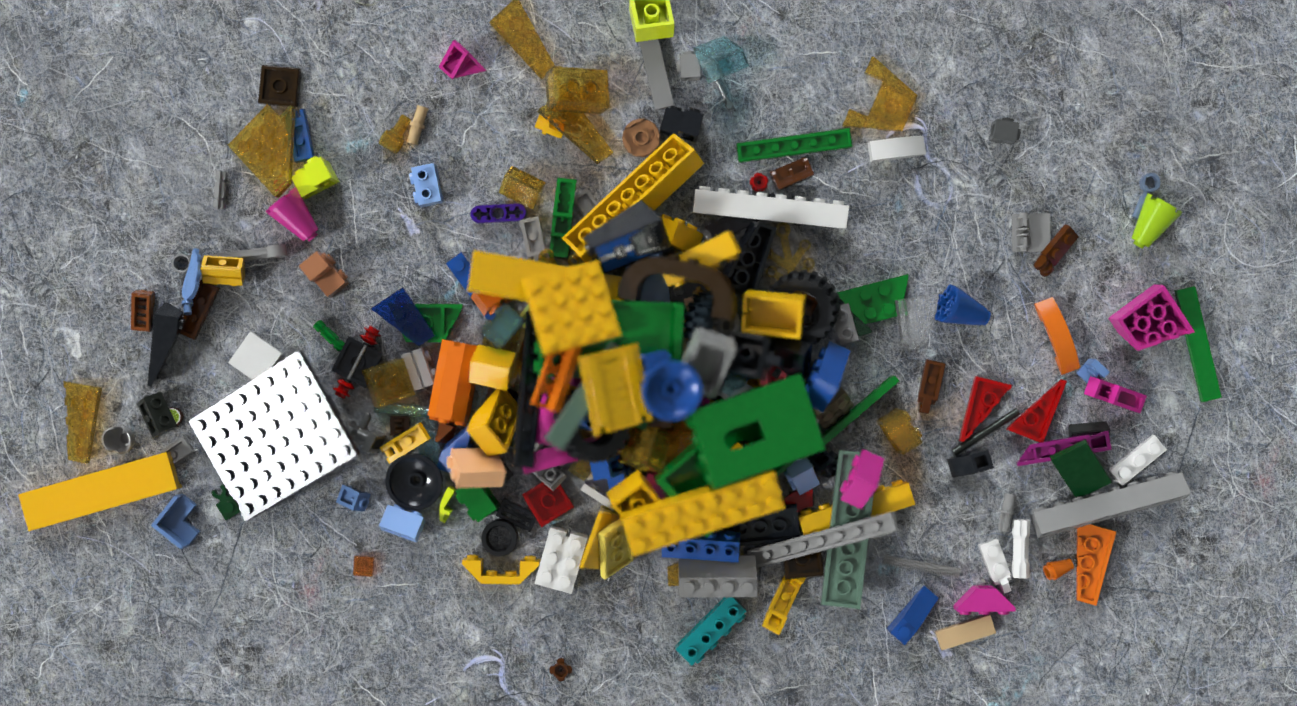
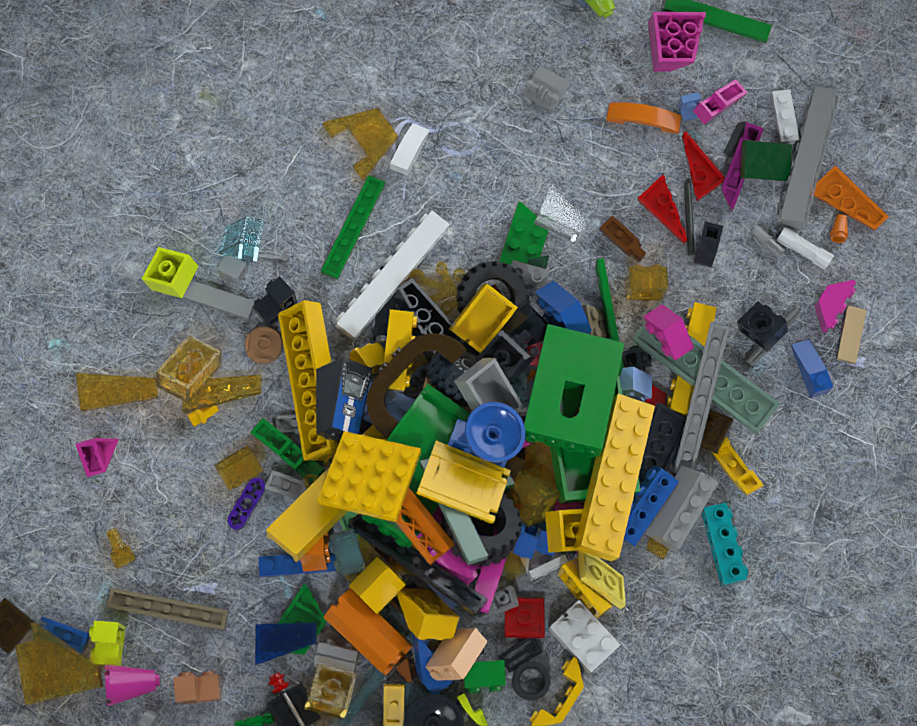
camera: 60 degrees left, 15 degrees down
(373, 206) = (167, 609): none -> dark tan plate
(399, 424) = (373, 709): dark brown tile -> none
(417, 125) = (124, 525): tan pin -> none
(426, 185) = (181, 549): light blue brick -> none
(560, 675) = (688, 701): reddish brown plate -> none
(759, 177) = (362, 268): red plate -> none
(791, 174) = (375, 242): reddish brown hinge -> none
(932, 547) = (762, 316): none -> black brick
(960, 308) = (573, 176): blue cone -> none
(996, 564) = (807, 276): white hinge -> none
(1004, 131) = (451, 59): dark grey brick -> none
(1055, 250) = (573, 77): reddish brown hinge -> none

